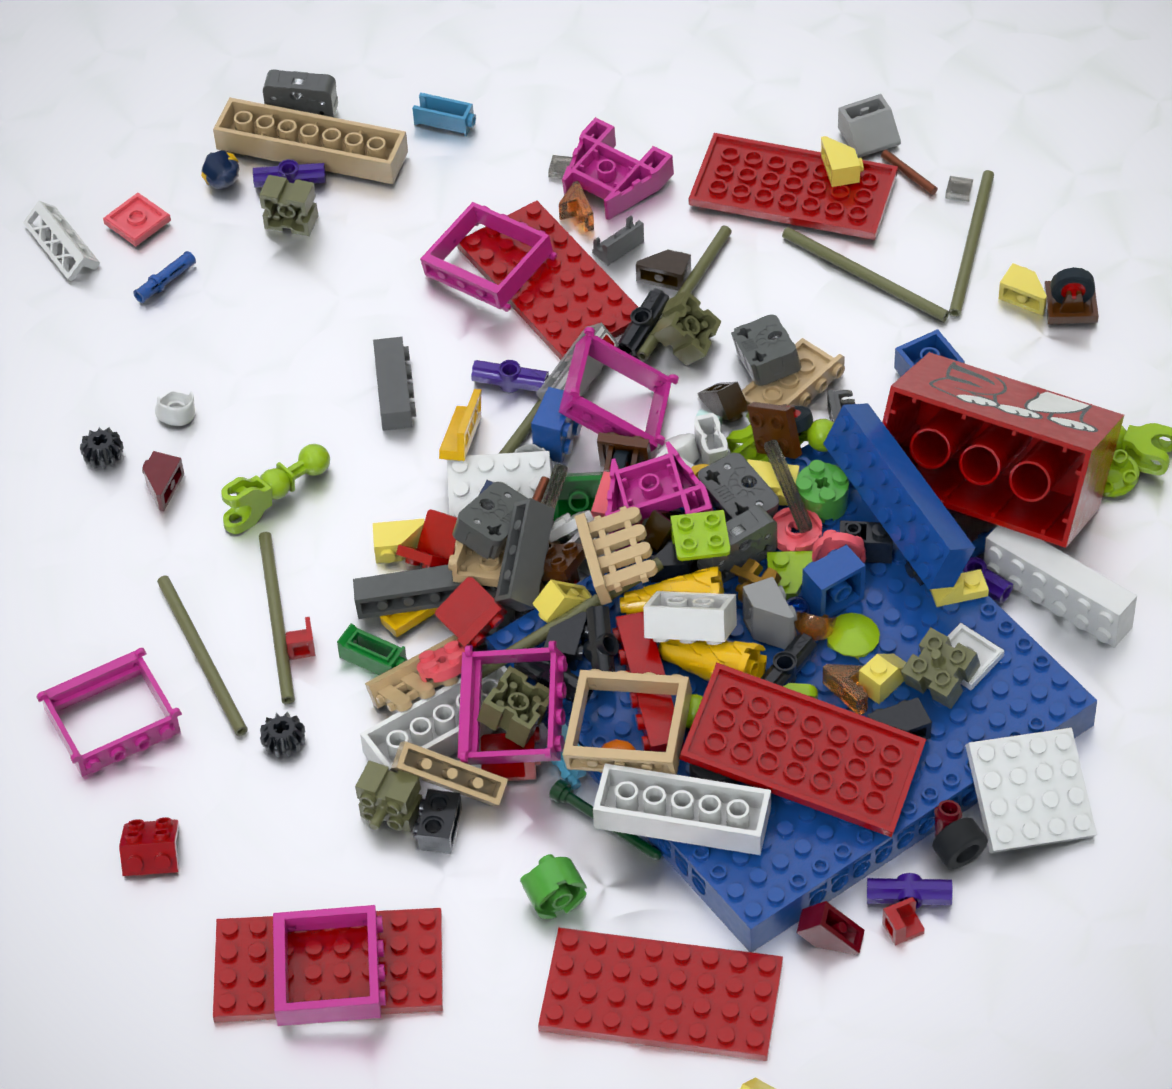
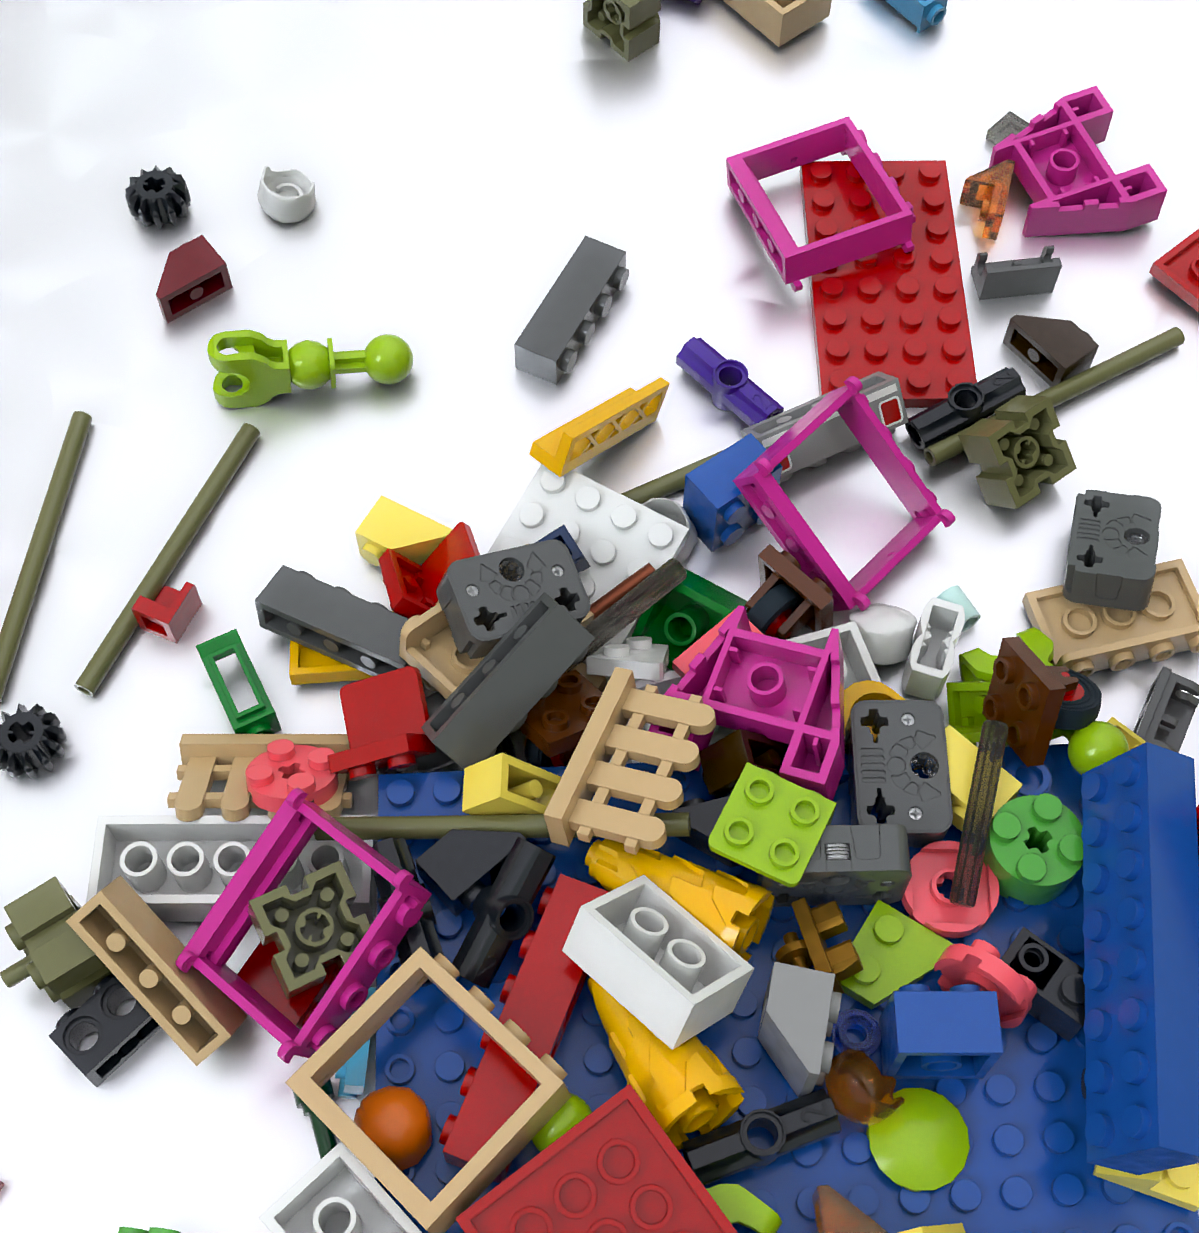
camera: 30 degrees right, 10 degrees up
(170, 272) = (375, 27): blue pin -> none
(725, 400) = (1001, 592): dark brown slope -> none

